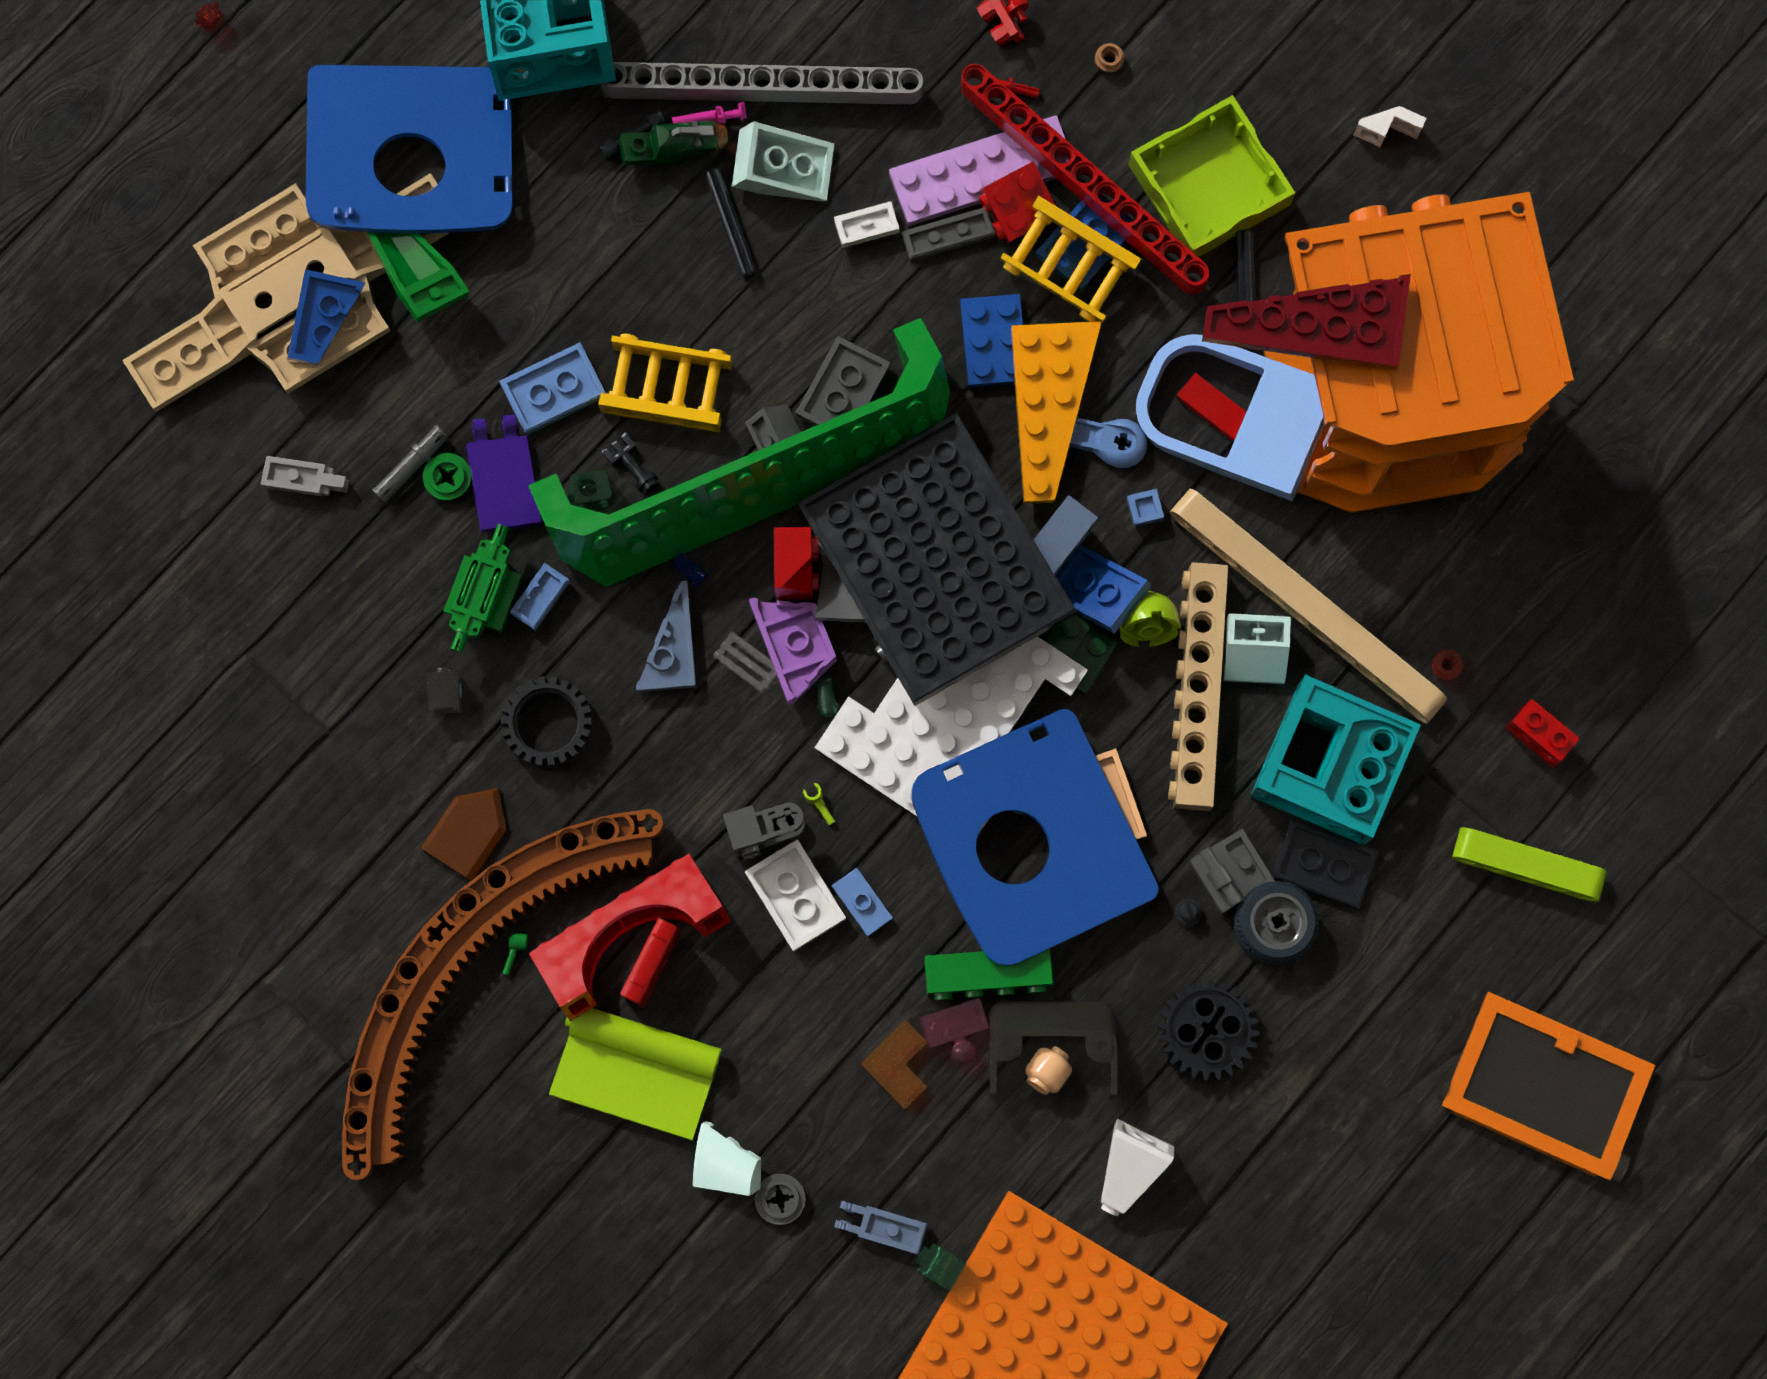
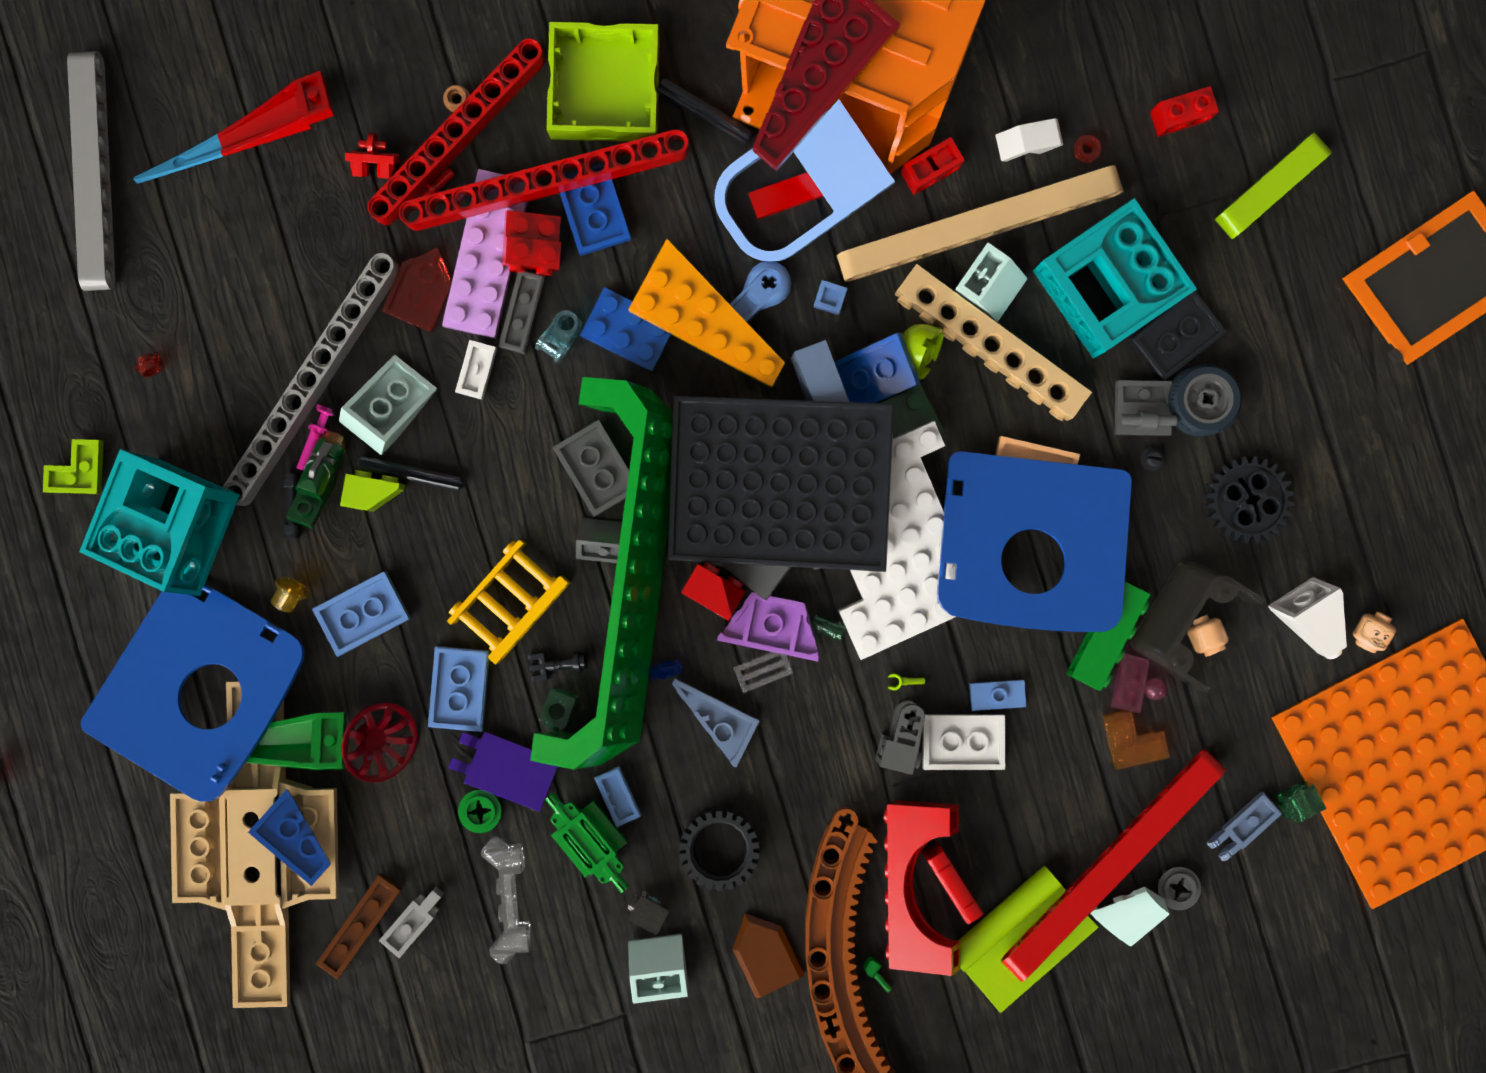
camera: 55 degrees left, 10 degrees up
(269, 430) = (359, 926): none -> reddish brown plate
(345, 580) = (516, 934): none -> clear plate
(396, 731) = (657, 968): none -> light aqua slope
(410, 463) = (452, 833): dark grey pin -> none
(459, 339) = (375, 739): none -> dark red wheel
(547, 180) = (288, 594): none -> clear yellow piece
(570, 257) = (361, 613): none -> medium blue plate
(688, 195) = (367, 493): none -> lime slope
(764, 1114) = (1112, 865): none -> red beam
(908, 130) = (419, 290): none -> clear red tile
(945, 280) = (559, 337): none -> clear light blue piece
(1070, 230) = (605, 205): yellow fence -> none
(1092, 70) = (458, 119): none -> red beam
(1156, 1236) = (1374, 632): none -> light nougat head
(1331, 525) = (932, 166): none -> red brick
(1419, 601) = (1029, 138): none -> white slope

